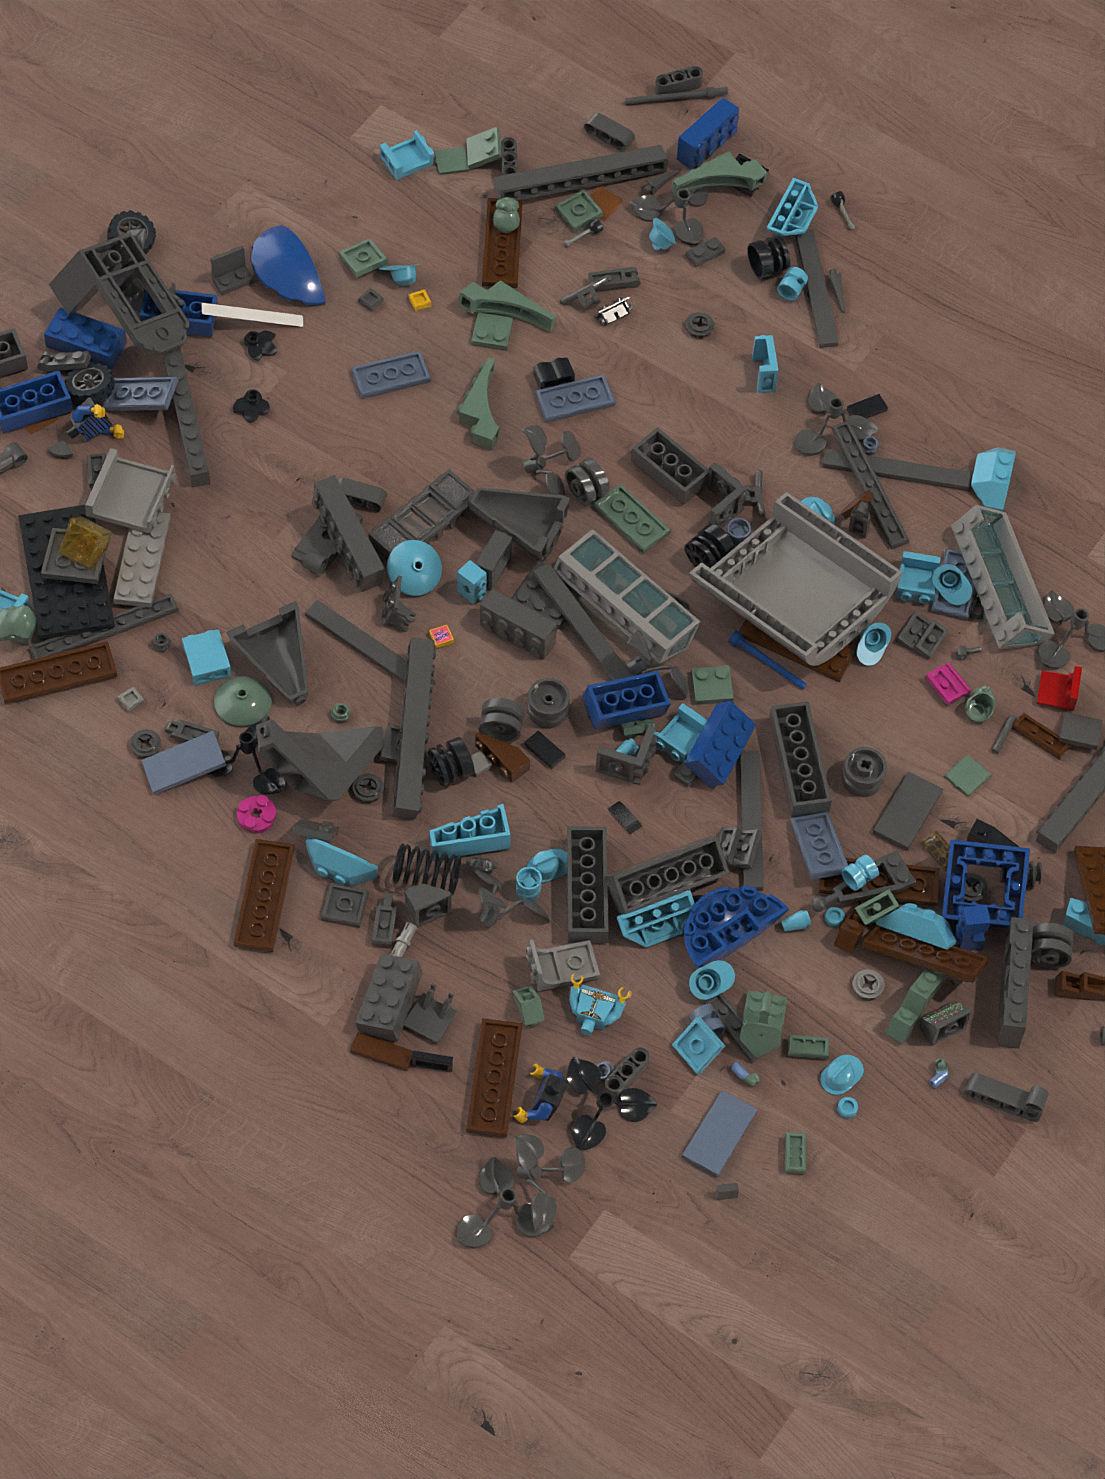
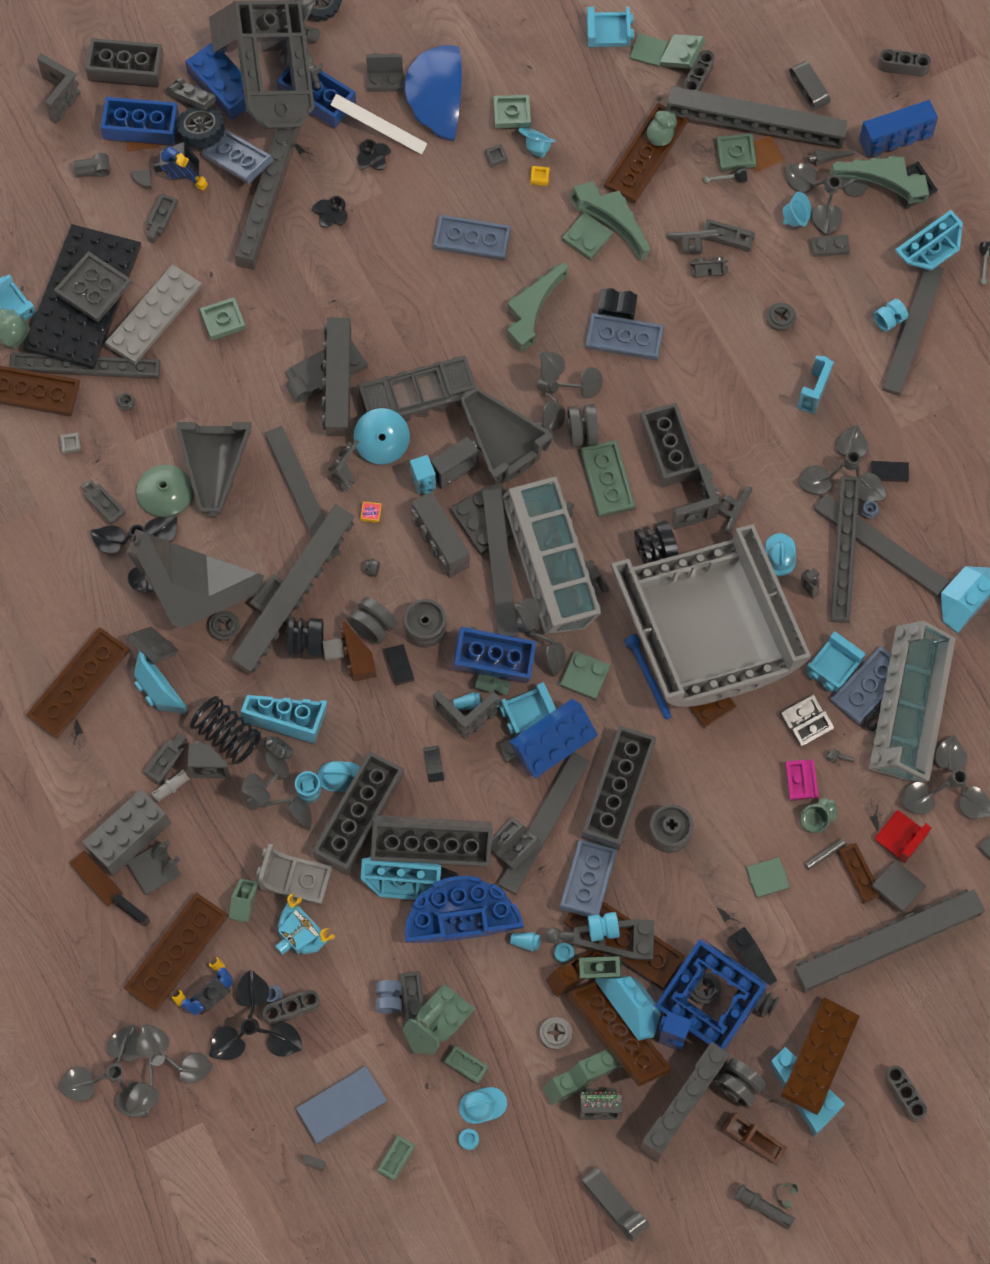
camera: 30 degrees right, 10 degrees up
(85, 541) = (105, 278): clear yellow slope -> none
(129, 493) = (174, 247): light grey panel -> none
(145, 736) = (62, 483): dark grey gear -> none
(183, 762) = (79, 525): sand blue tile -> none
(206, 657) = (154, 434): medium azure panel -> none
(208, 535) = (222, 318): none -> sand green plate
(256, 804) = (122, 611): dark pink plate -> none
(341, 708) = (241, 538): sand green plate -> none
(344, 905) = (142, 725): dark grey tile -> none
(363, 494) = (375, 341): dark grey beam -> none
(471, 680) = (372, 567): none -> dark grey plate
(698, 1045) = (367, 1014): medium azure tile -> none
(709, 92) = (927, 86): dark grey bar -> none
(711, 979) = (414, 959): medium azure piece -> none
(738, 530) = (691, 539): sand blue wheel -> none
(744, 1075) = (393, 1061): arm -> none
(768, 256) = (882, 278): black wheel -> none
(836, 284) = (934, 331): dark grey piece -> none
(865, 496) = (820, 563): reddish brown tile -> none
(873, 643) = (753, 707): medium azure piece -> none
(908, 811) = (691, 885): dark grey tile -> none
(937, 848) = (696, 930): clear smoke tile -> none
(942, 1073) = (572, 1150): arm -> none
(952, 584) = (860, 685): medium azure piece -> none

